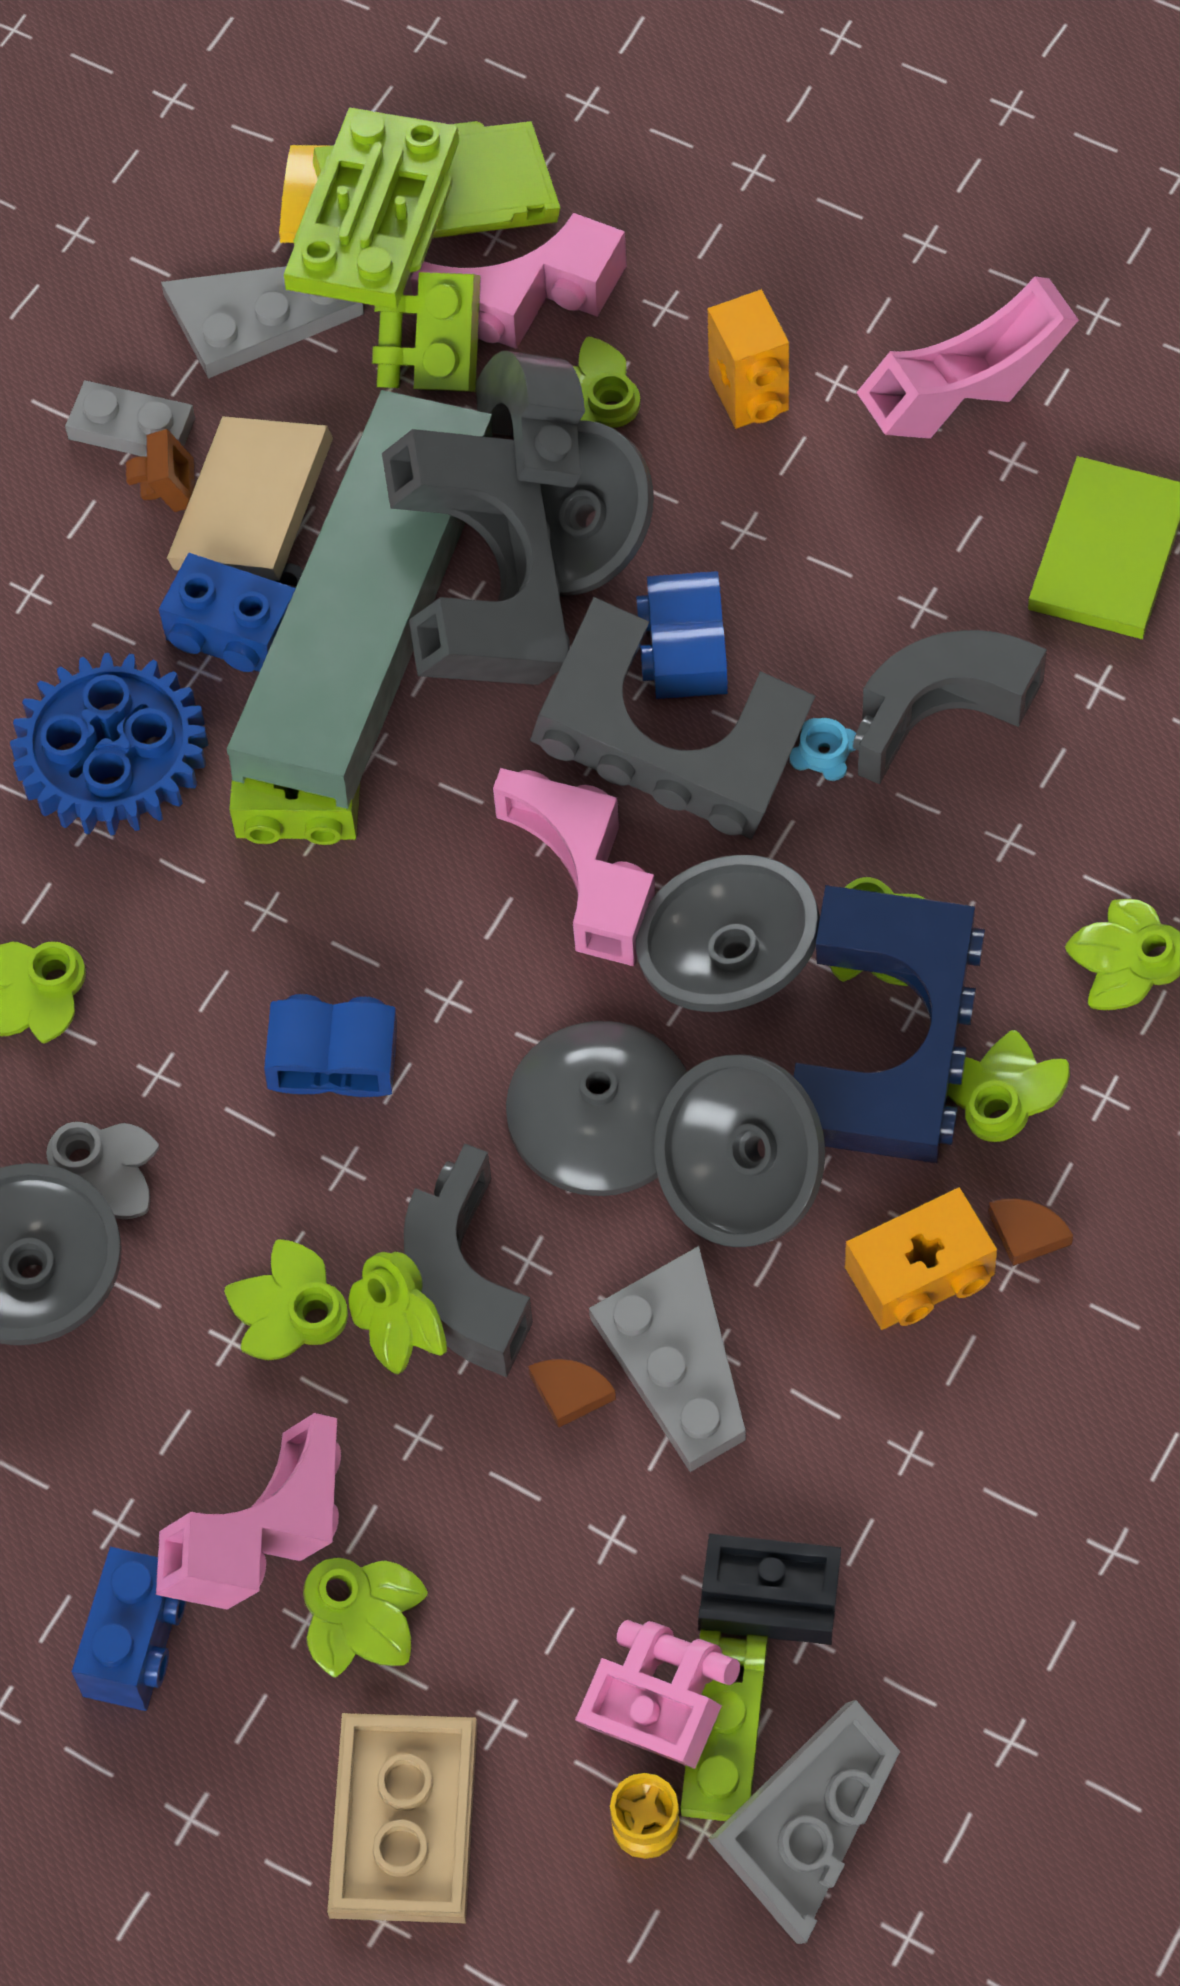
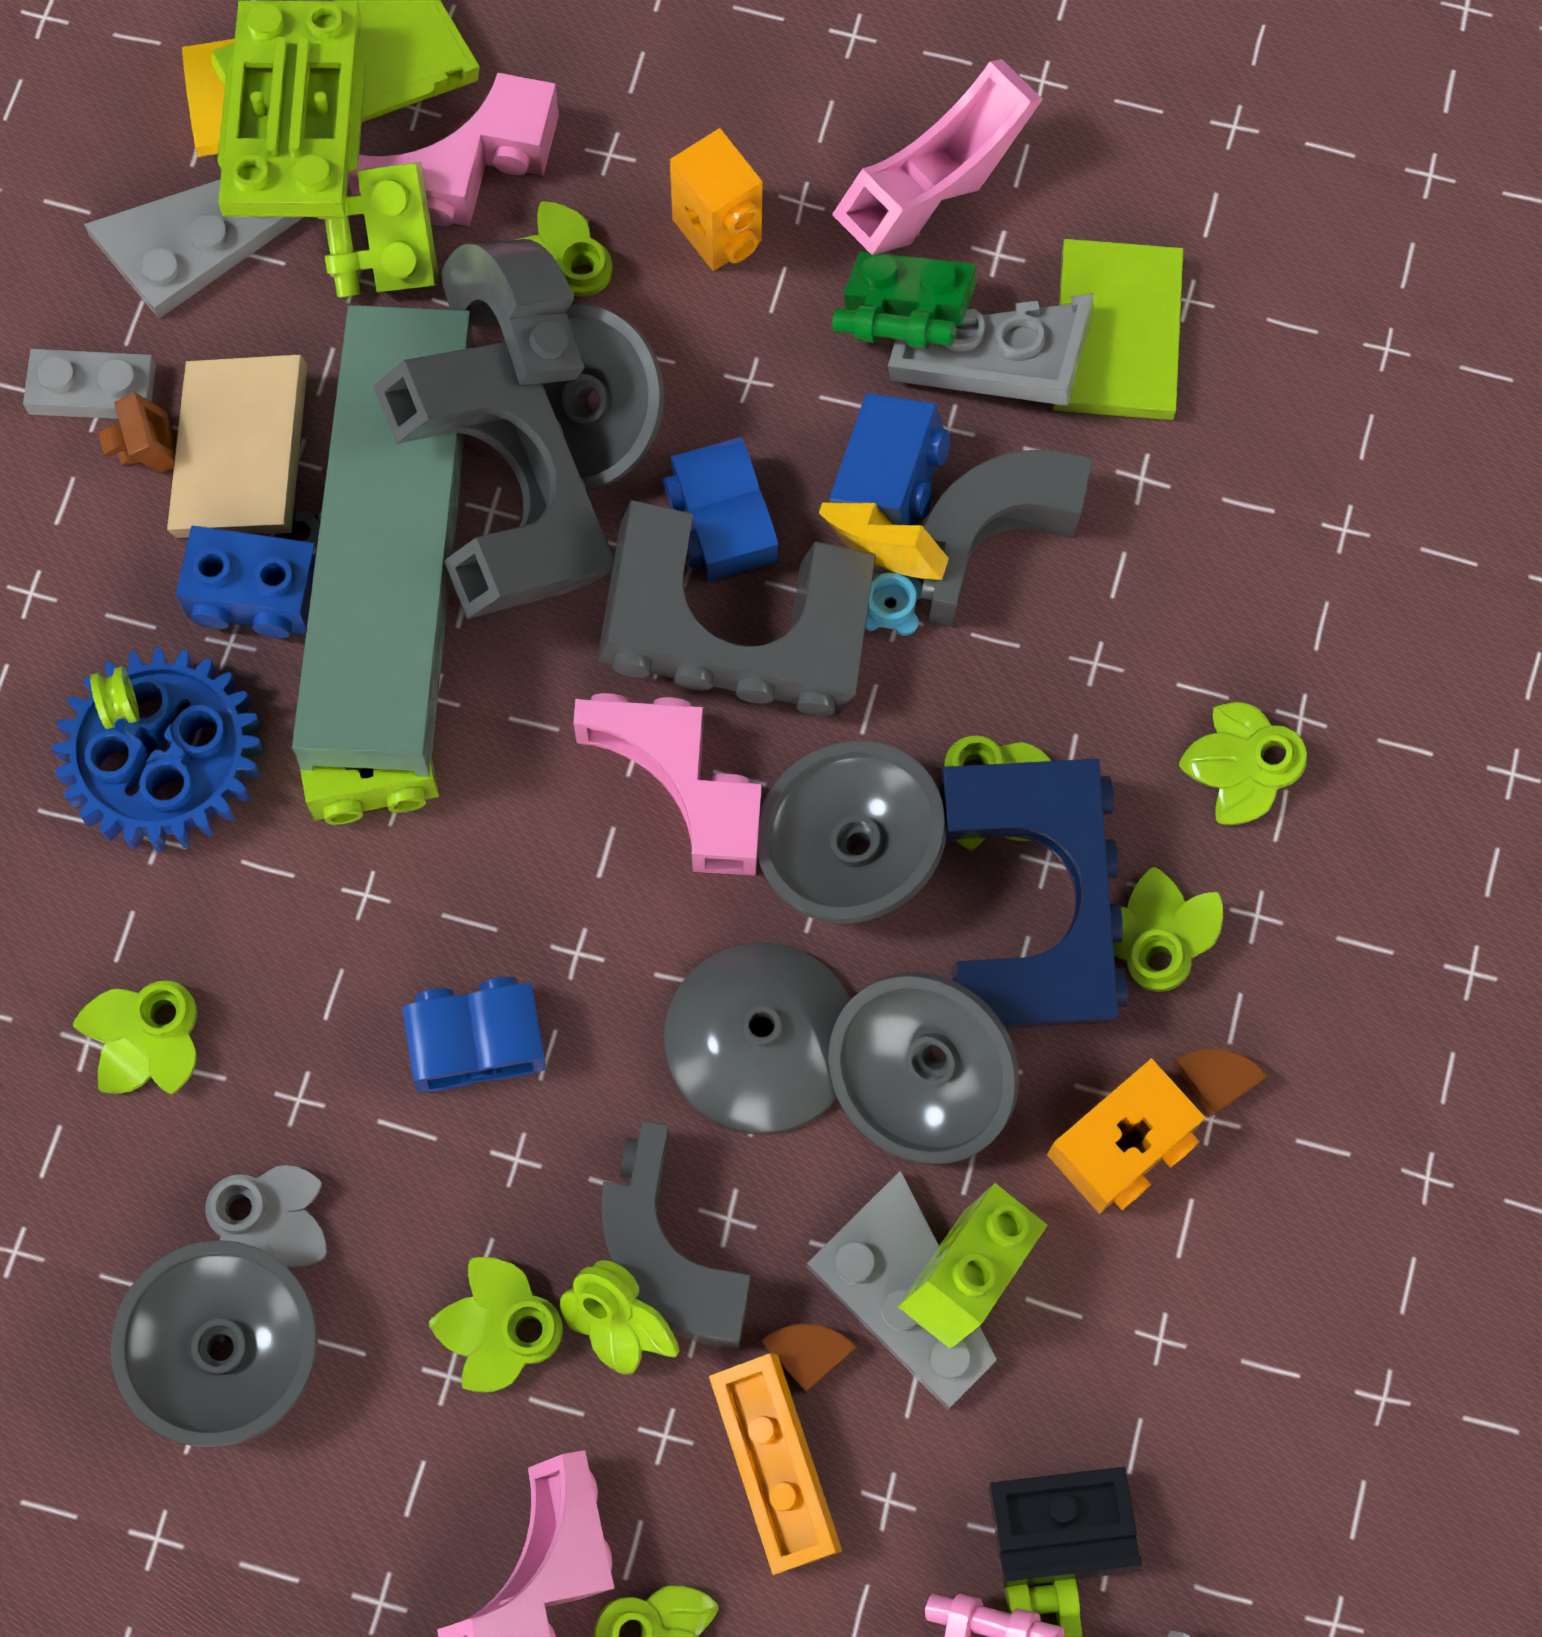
camera: 20 degrees left, 10 degrees up
(79, 682) = (114, 697): none -> lime bush
(512, 1475) = (775, 1463): none -> light orange plate
(739, 1333) = (972, 1266): none -> lime brick
(839, 690) = (896, 548): none -> yellow slope
(851, 624) = (893, 457): none -> blue brick
(907, 480) = (905, 299): none -> green plate
(994, 548) = (1004, 354): none -> light grey wing

